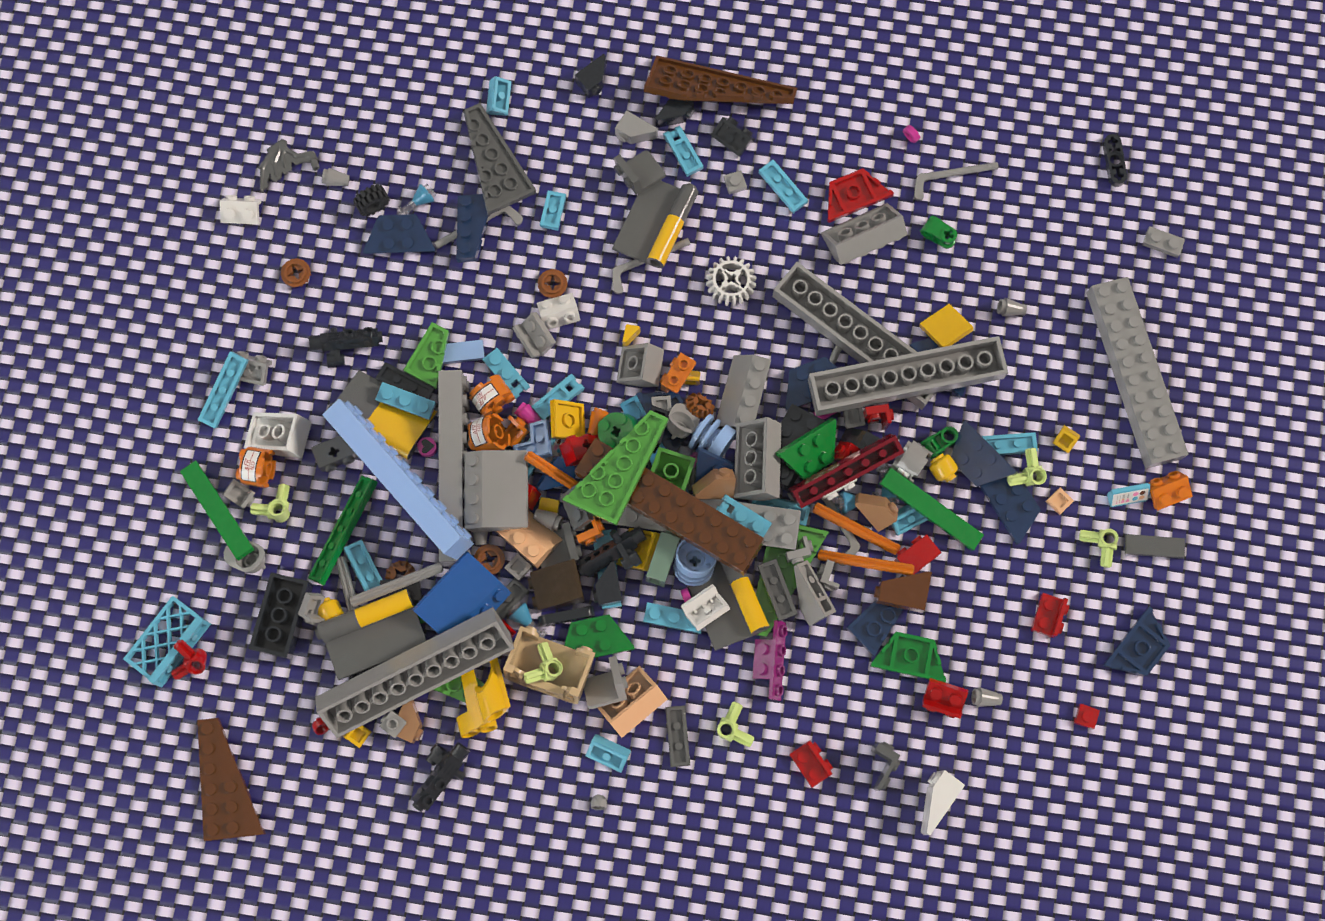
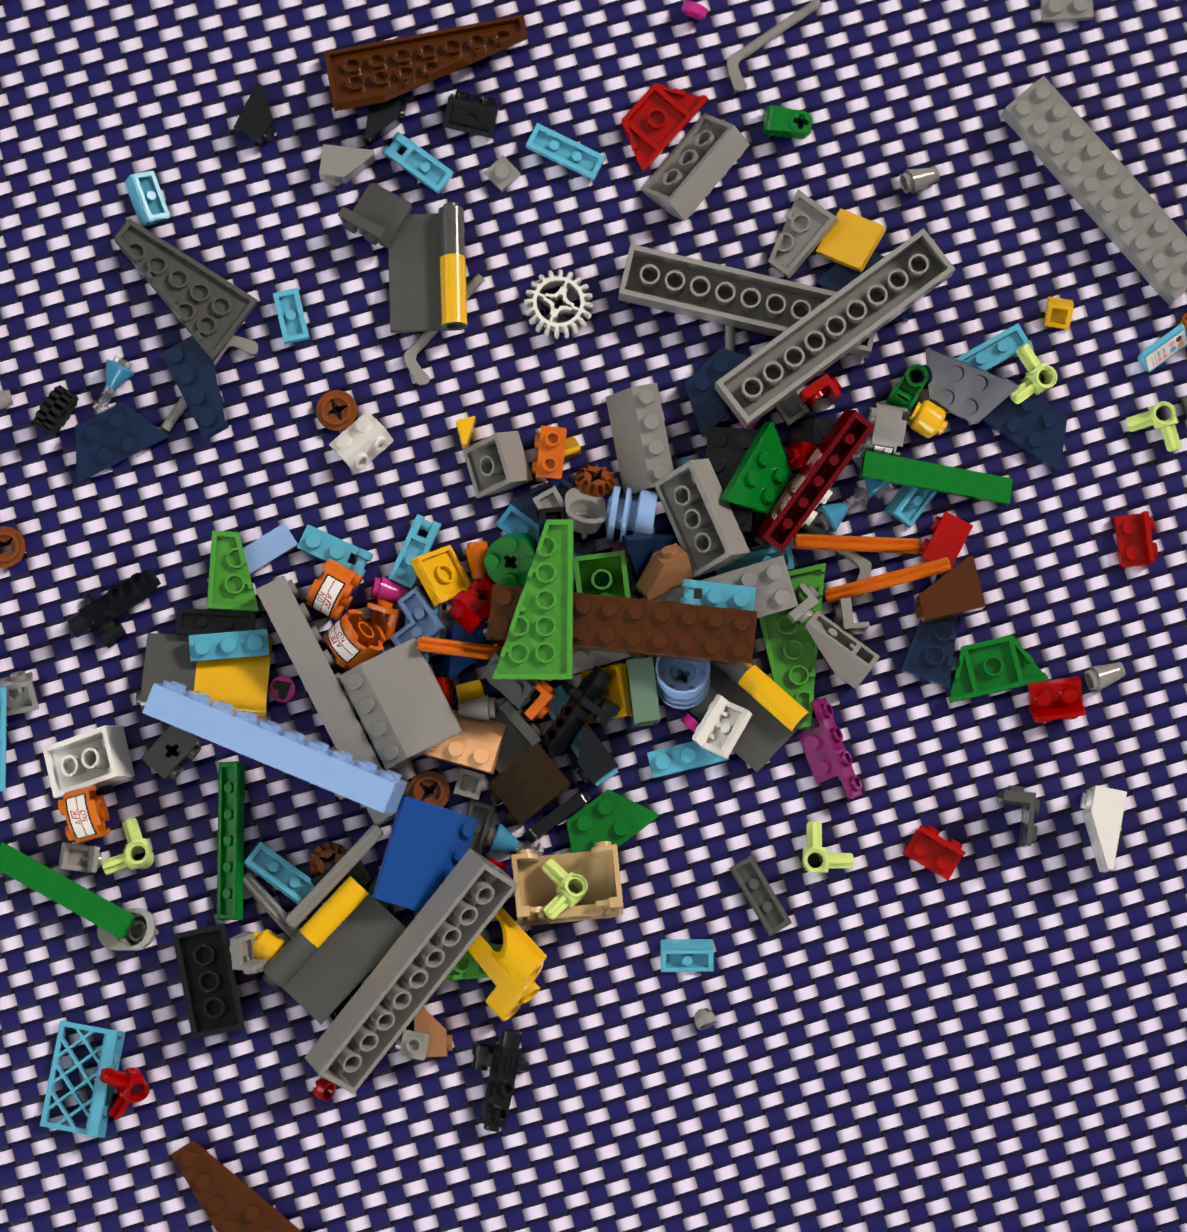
camera: 30 degrees left, 5 degrees up
(357, 736) = (376, 1080): yellow slope -> none
(534, 336) = (348, 487): light grey bracket -> none
(607, 687) = (649, 877): light grey bracket -> none
(642, 699) = (684, 881): light nougat slope -> none
(777, 590) = (797, 663): dark grey plate -> none
(877, 510) = (872, 509): medium nougat slope -> none
(916, 307) = (802, 232): none -> light grey wing
(1059, 500) = (1084, 394): light nougat tile -> none

